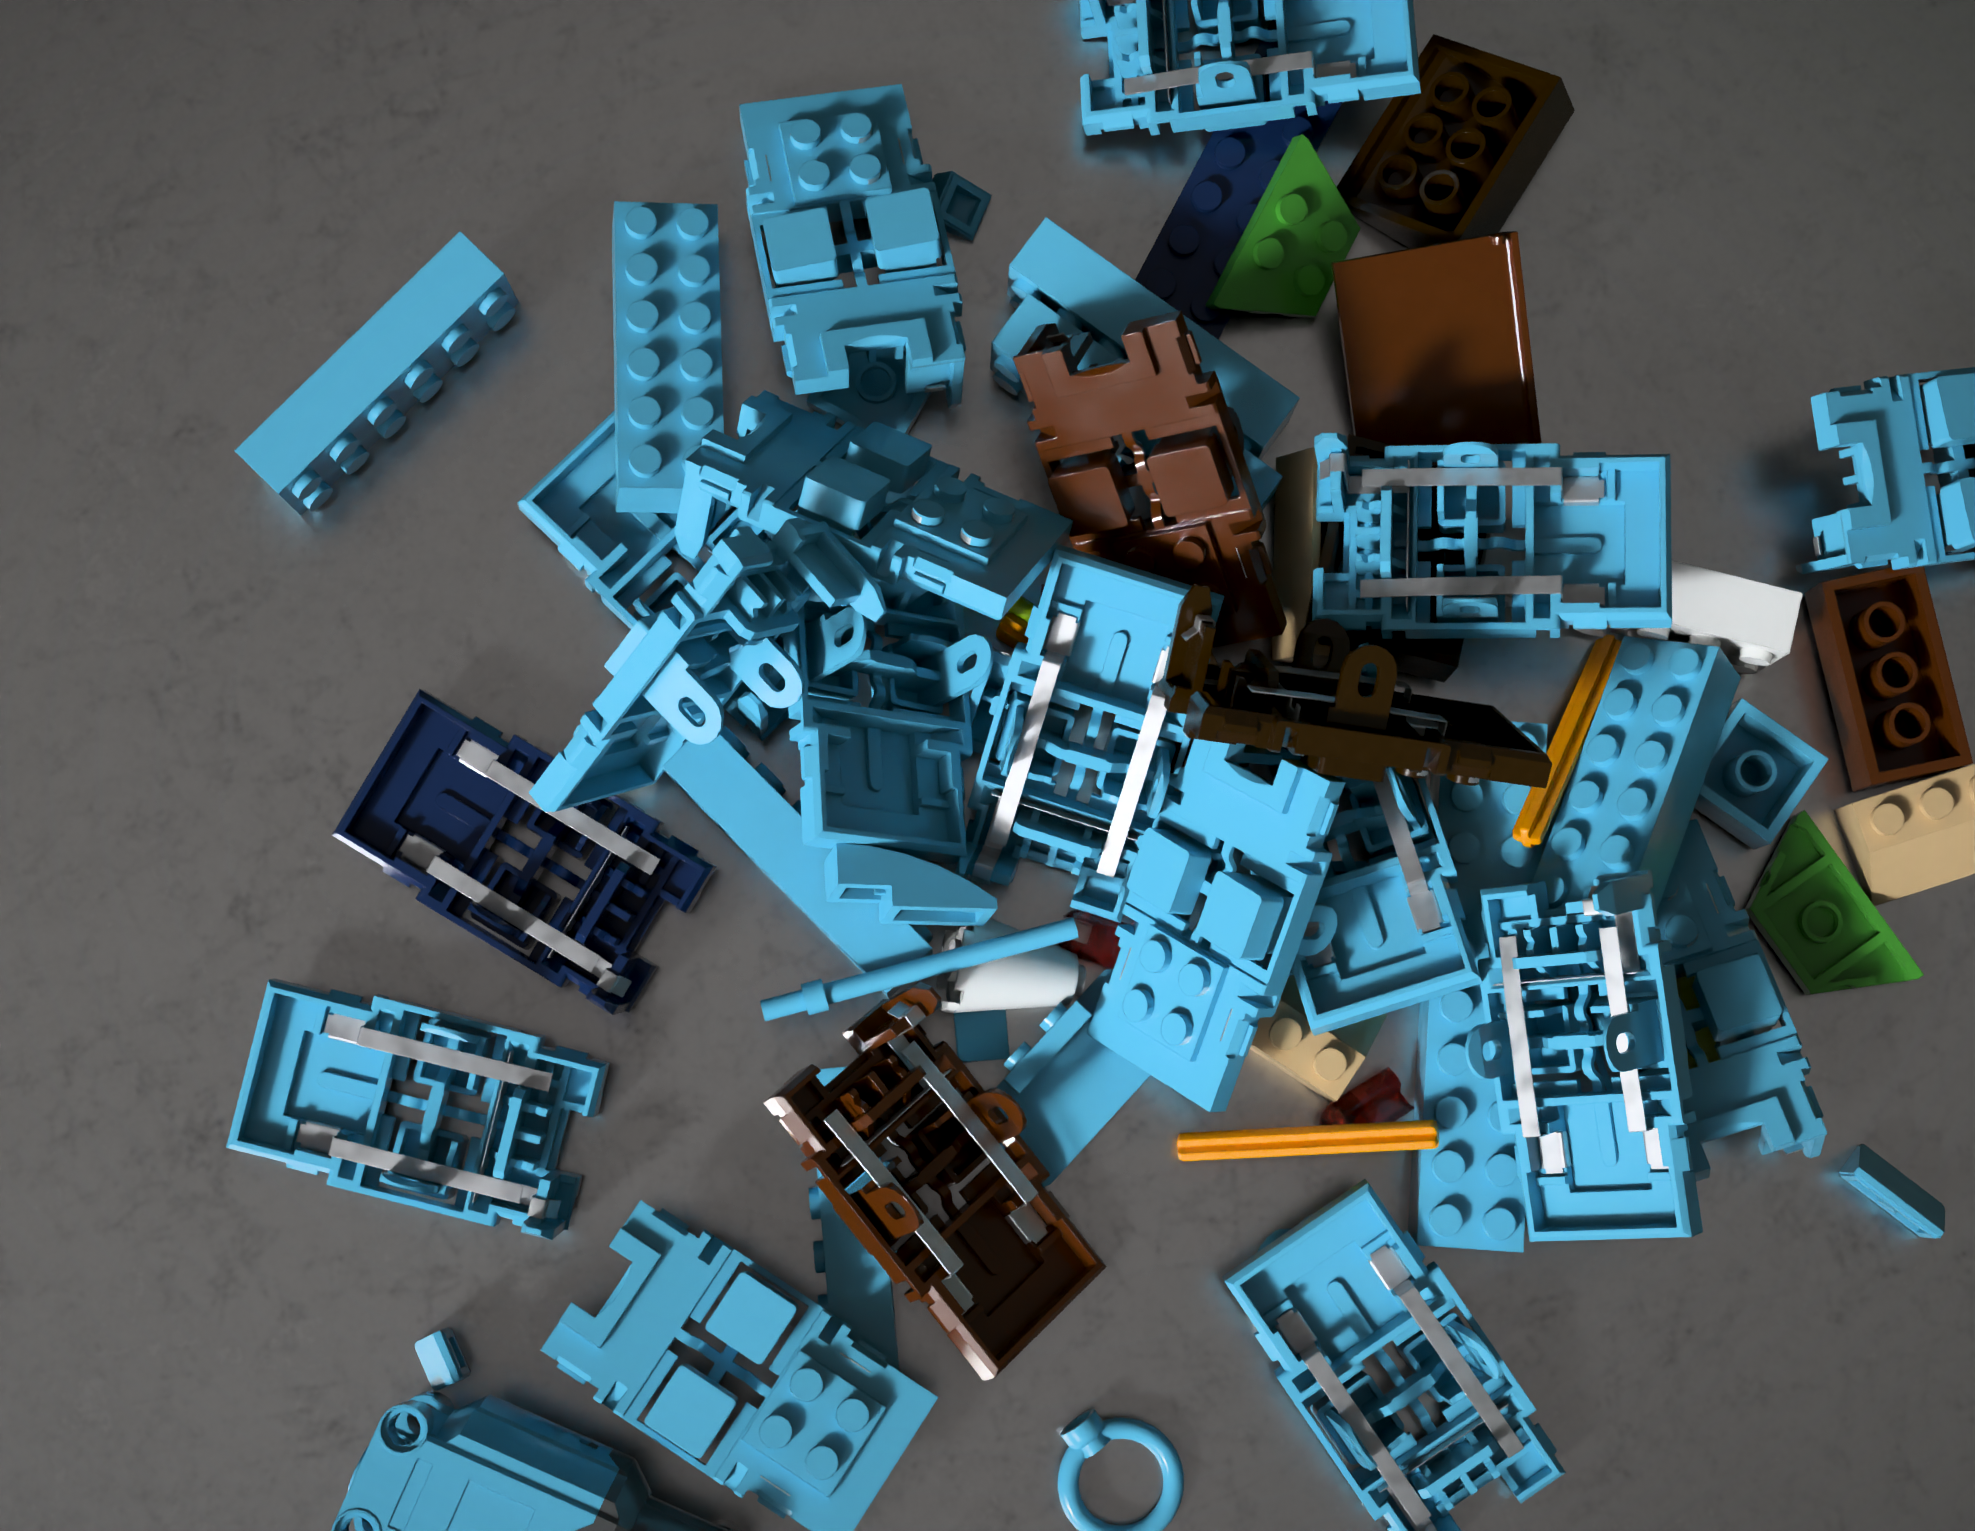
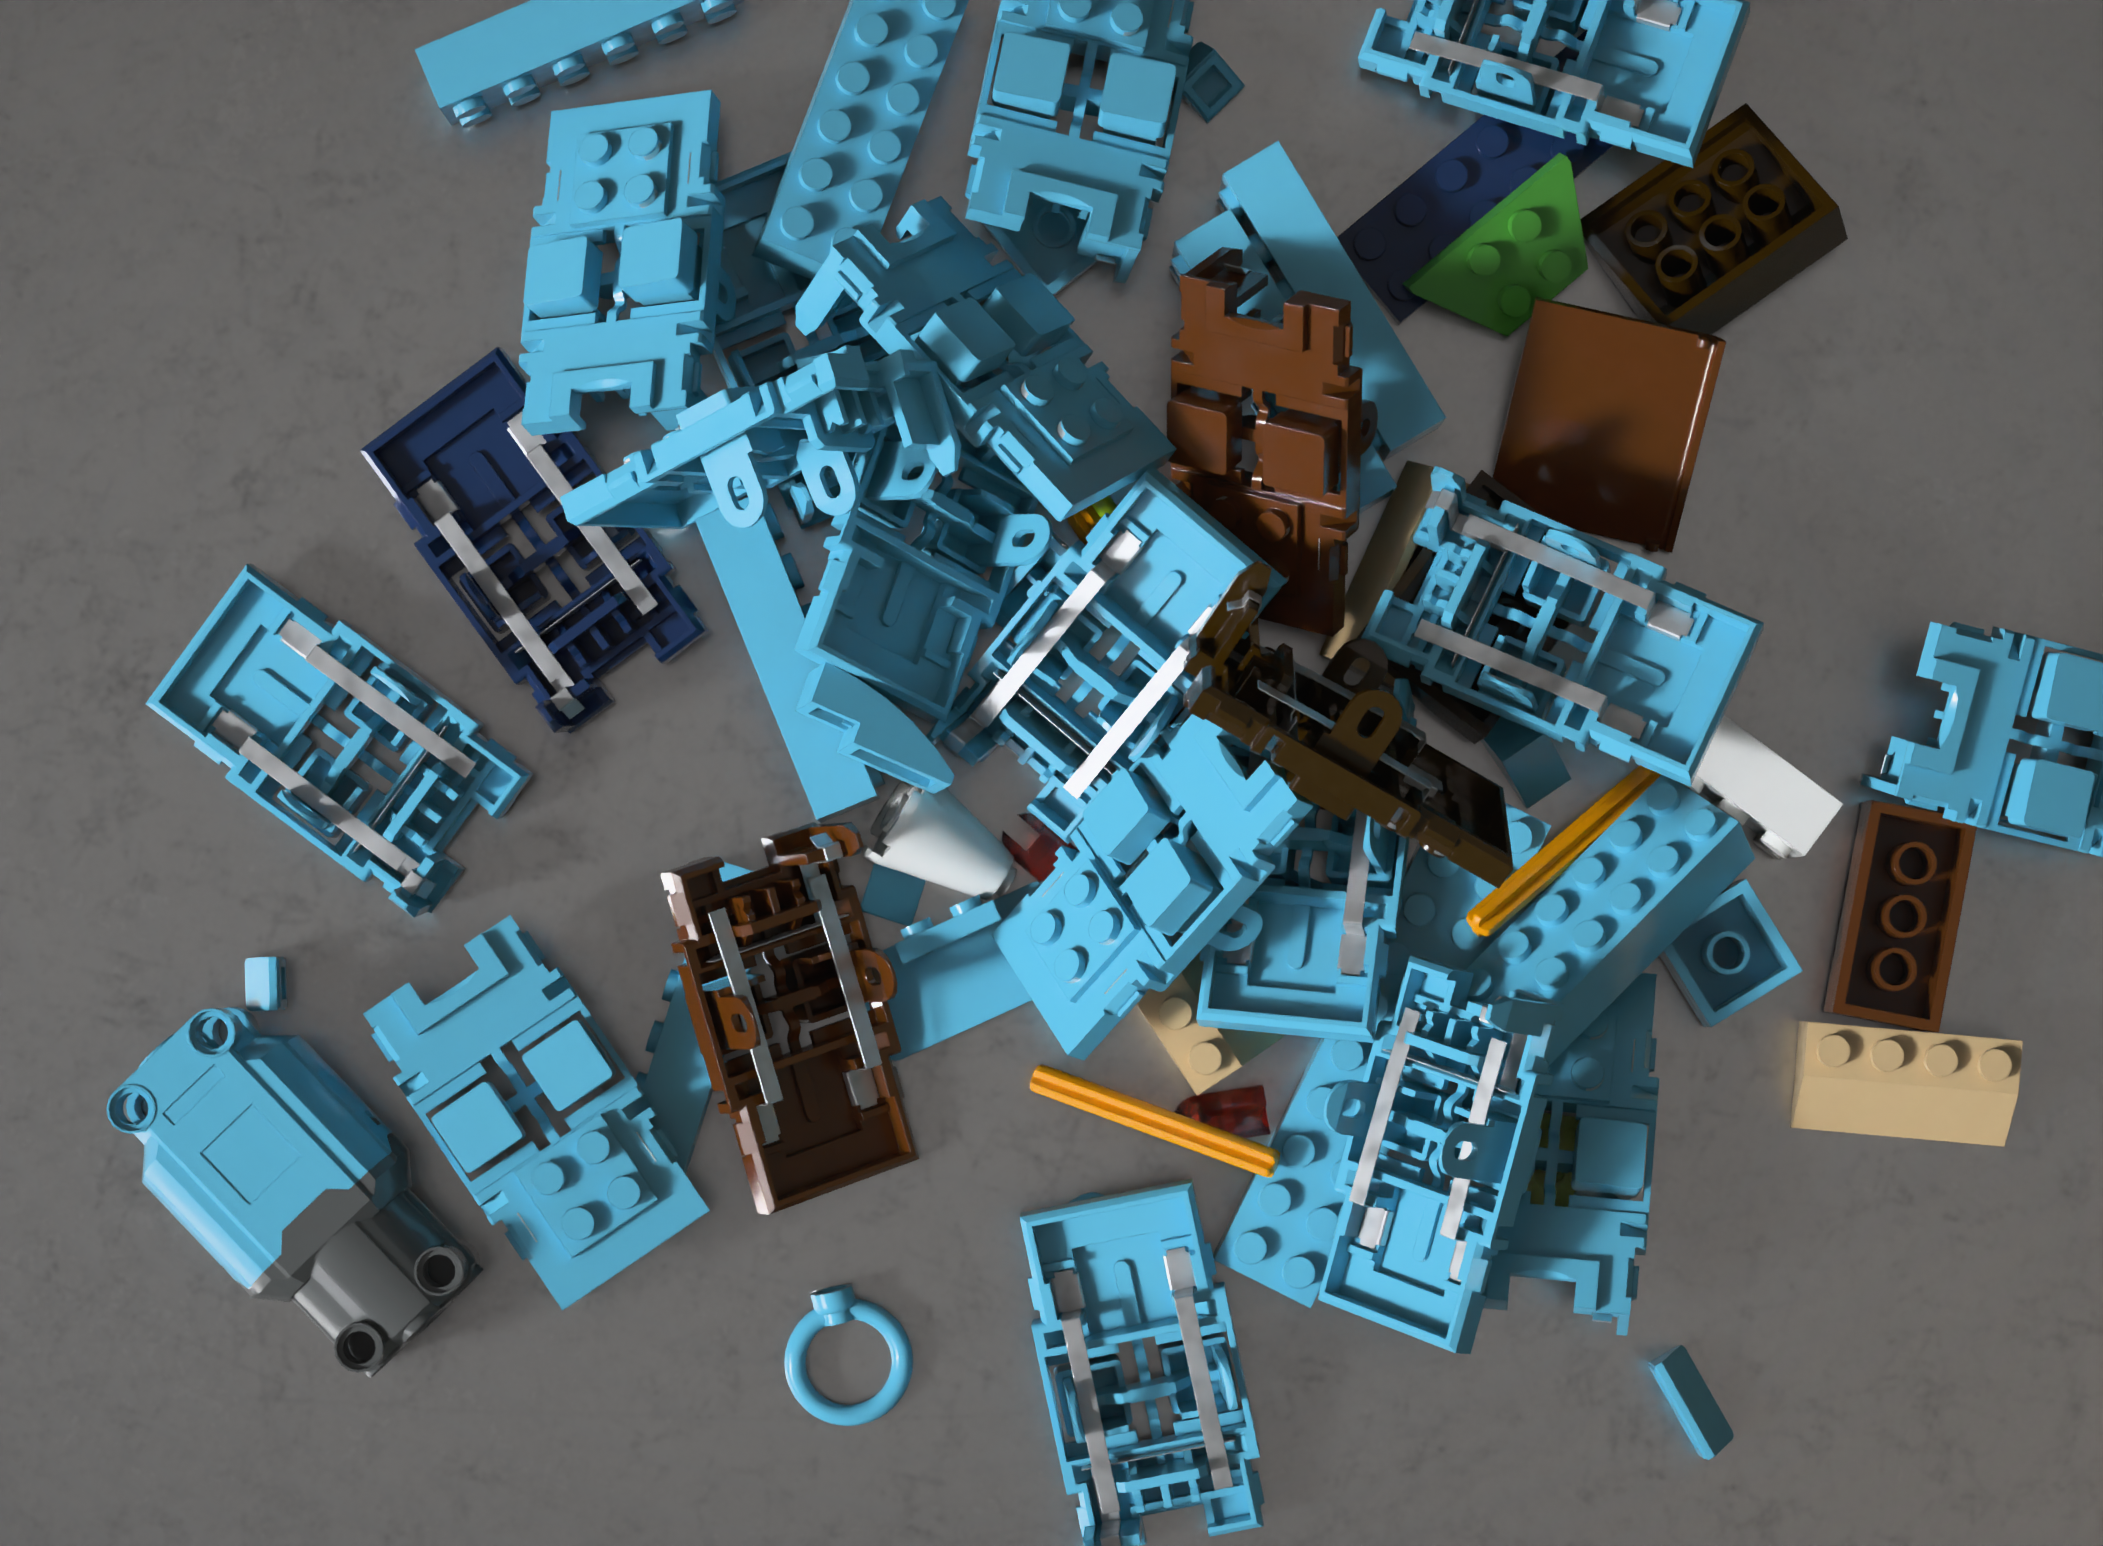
camera: 25 degrees right, 5 degrees up
(501, 490) = (643, 181): none -> medium azure piece
(817, 996) = (750, 795): medium azure bar -> none
(1494, 675) = (1526, 760): none -> medium azure slope
(1823, 918) = (1738, 1119): bright green wing -> none

